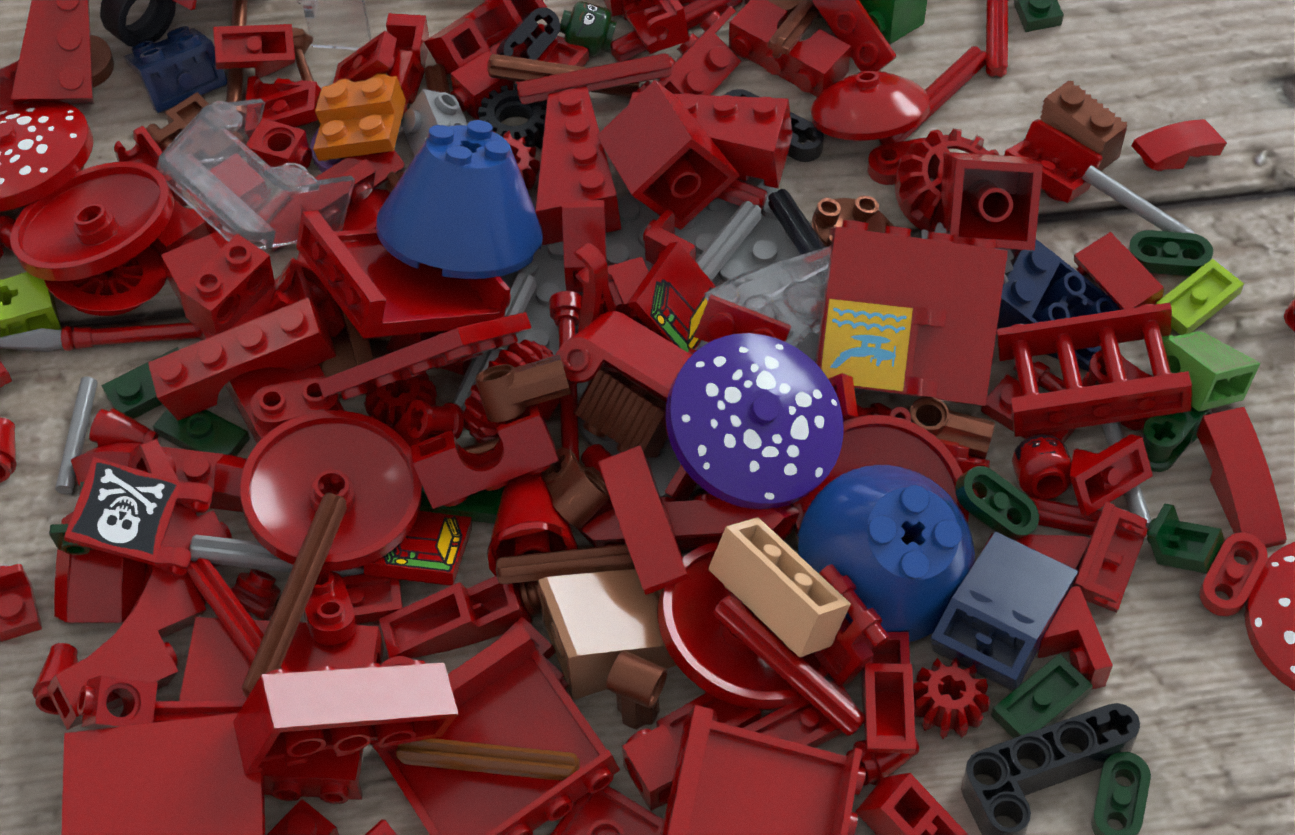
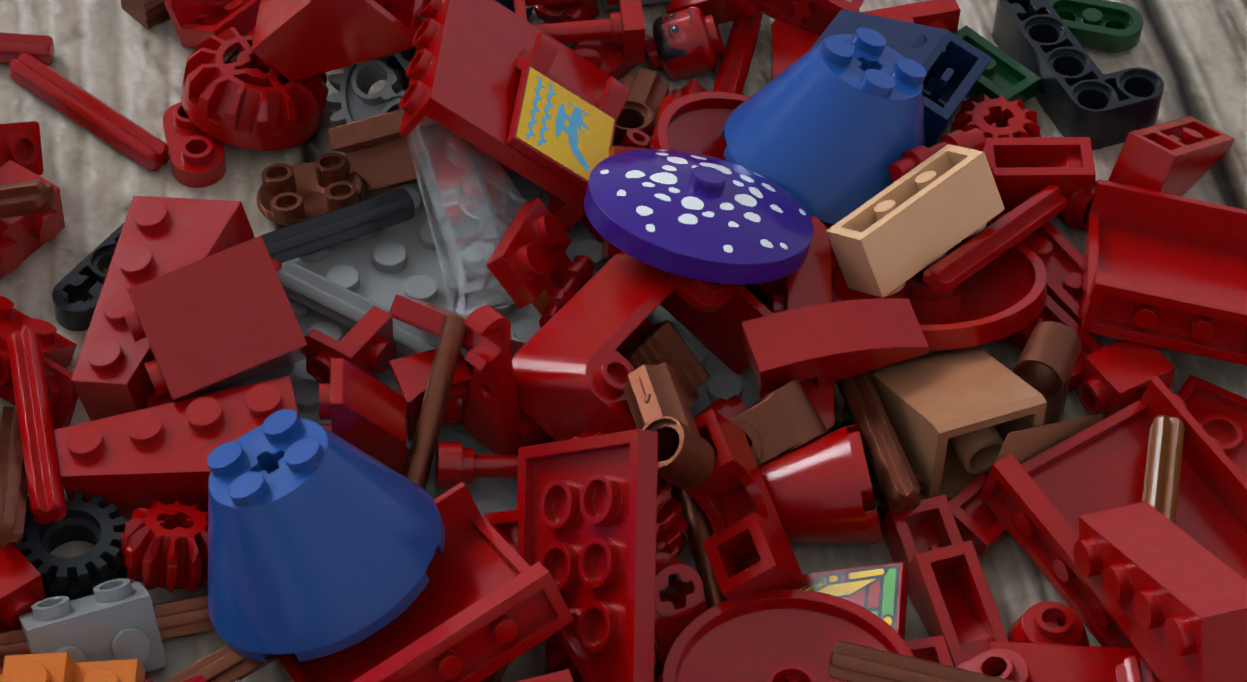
camera: 95 degrees left, 10 degrees down
(571, 687) = (1033, 441): none -> nougat sticker
(615, 279) = (435, 400): none -> copper bar
(870, 106) = (117, 150): red dish -> none
(995, 501) = (750, 68): dark green plate -> none

